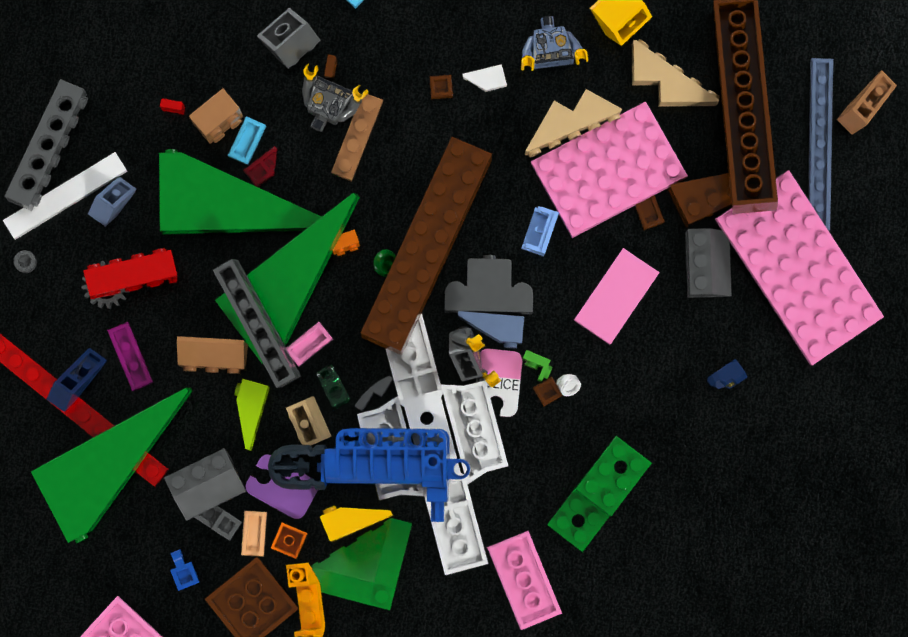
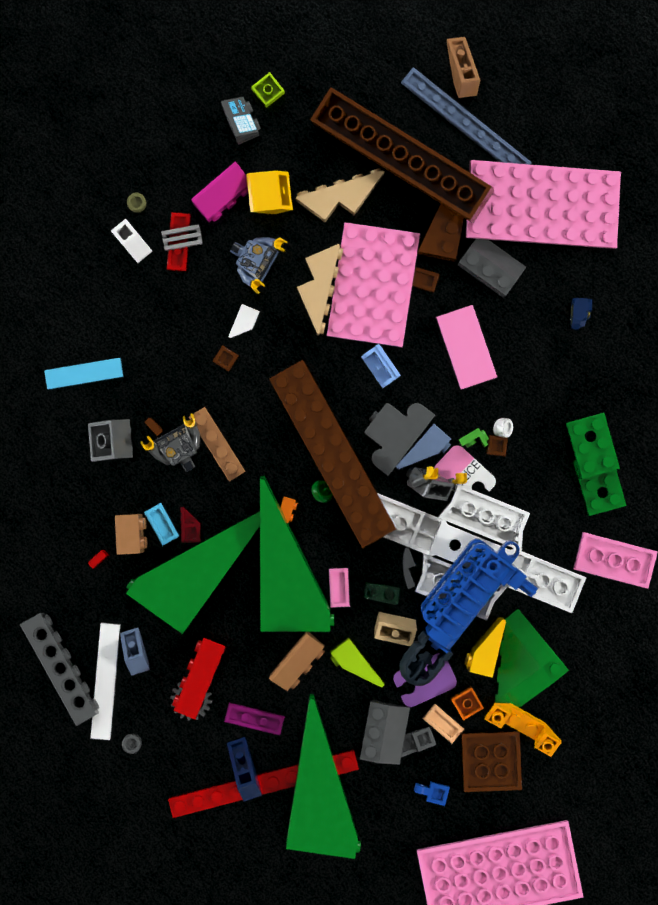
camera: 45 degrees left, 5 degrees up
(257, 323) = (301, 615): dark grey brick -> none

